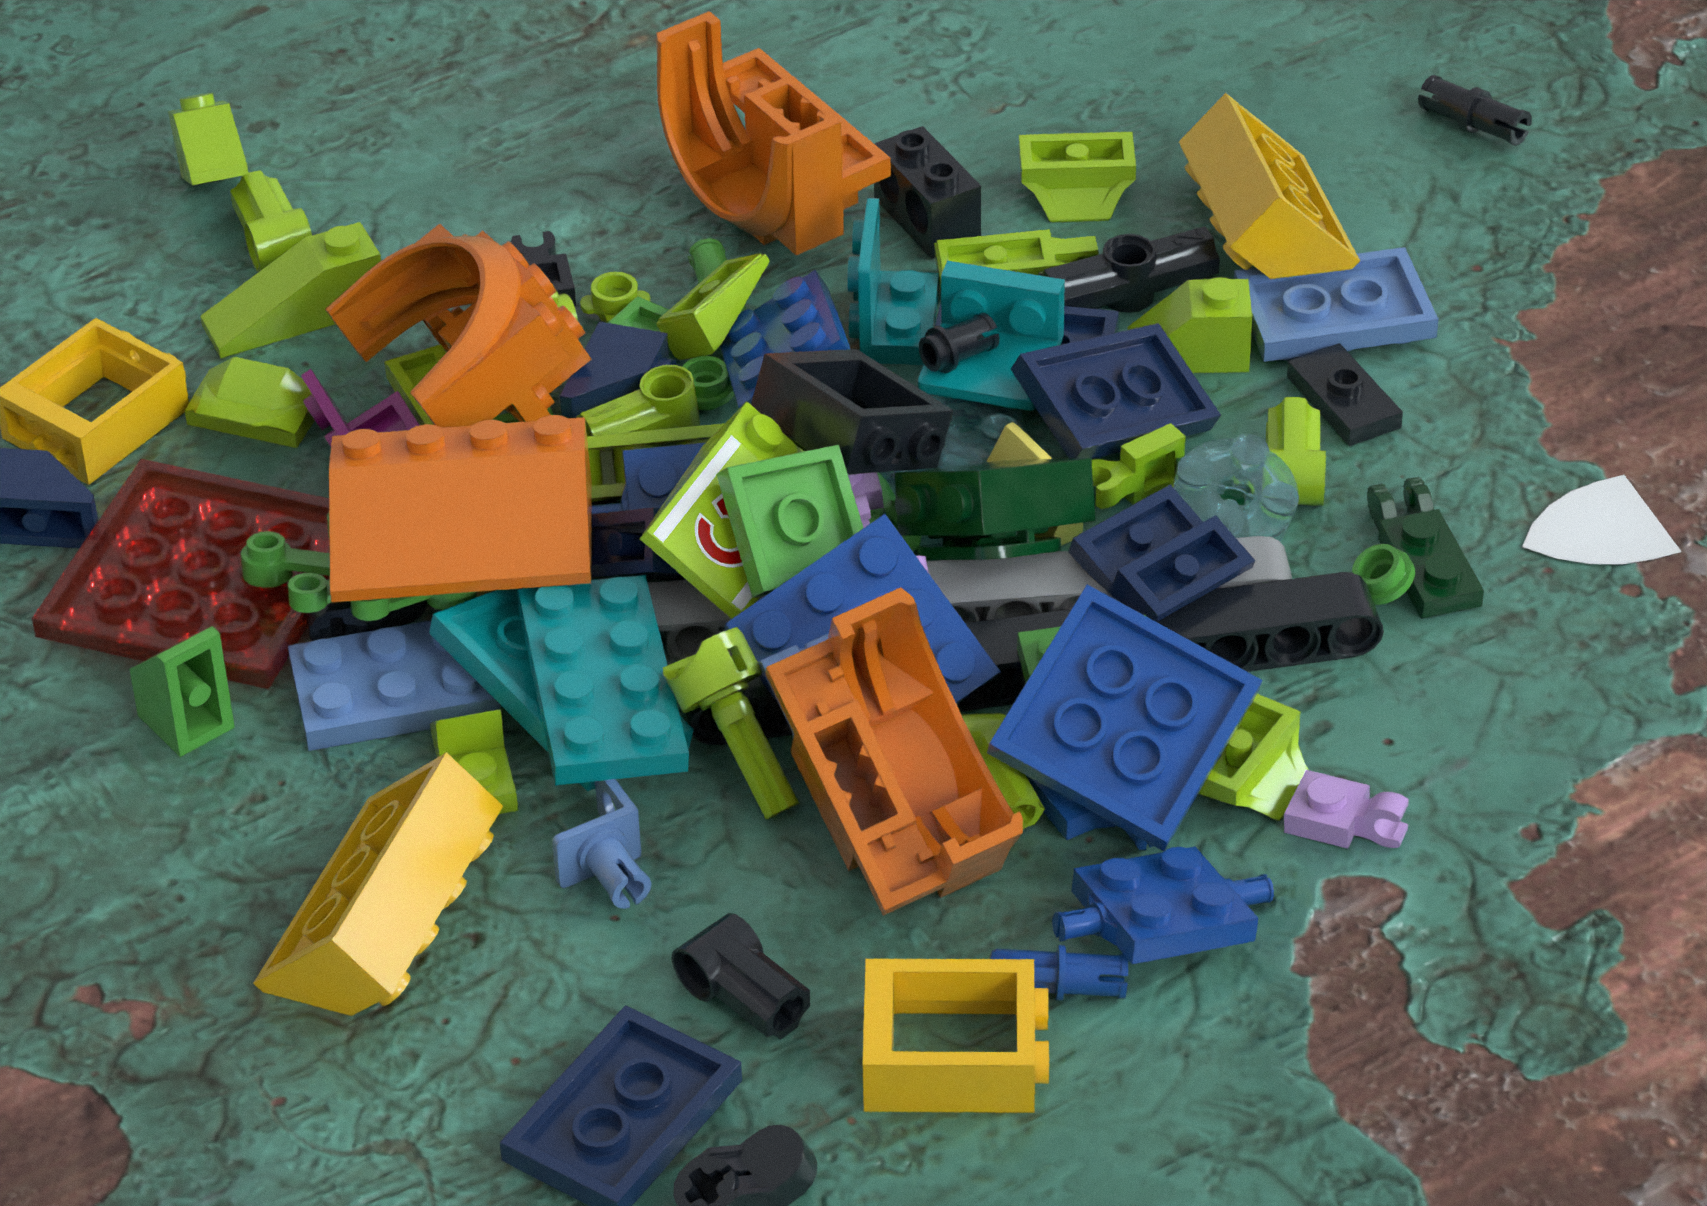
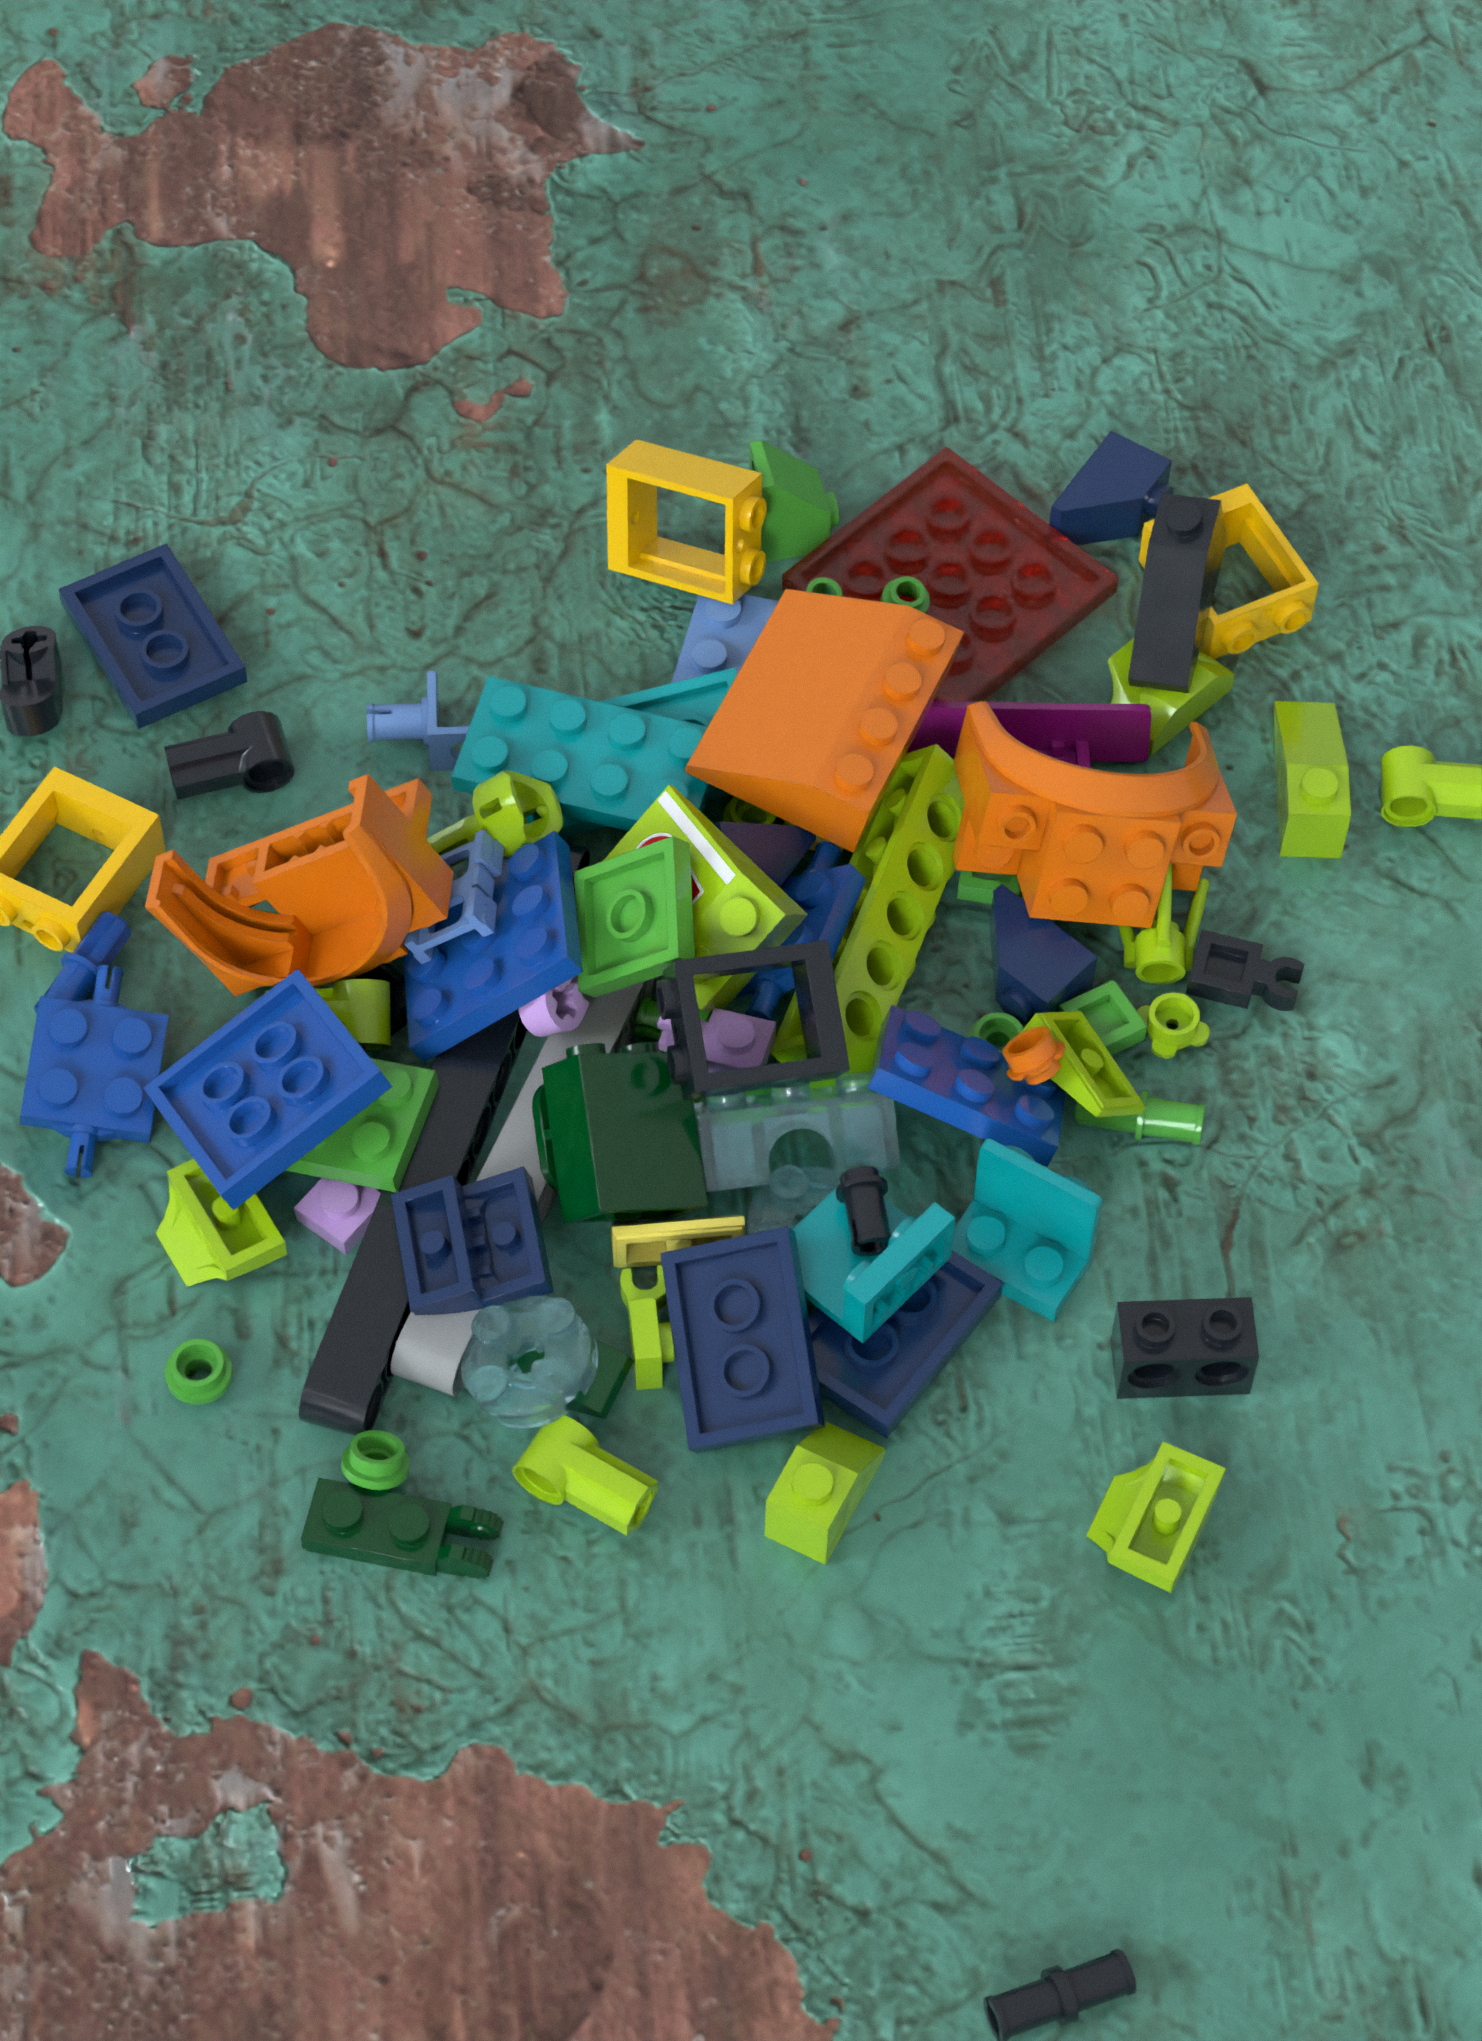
camera: 115 degrees right, 15 degrees up
(165, 371) = (1177, 591): none -> black slope
(265, 716) = (632, 521): none -> yellow window
(383, 891) = (478, 568): yellow slope -> none
(479, 747) = (616, 674): lime slope -> none
(662, 402) = (966, 963): lime piece -> none
(731, 288) = (1033, 1056): none -> orange plate
(791, 162) = (1293, 1206): orange piece -> none
(1018, 252) = (1037, 1382): lime hinge -> none
(1136, 269) = (951, 1507): black piece -> none
(1263, 196) = (983, 1653): yellow slope -> none
(1337, 809) = (121, 1268): lavender plate -> none
(1344, 394) = (664, 1589): black plate -> none
(1357, 307) = (797, 1650): medium blue plate -> none
(1391, 716) = (196, 1355): none -> bright green plate
(1600, 526) = (341, 1724): white sticker -> none

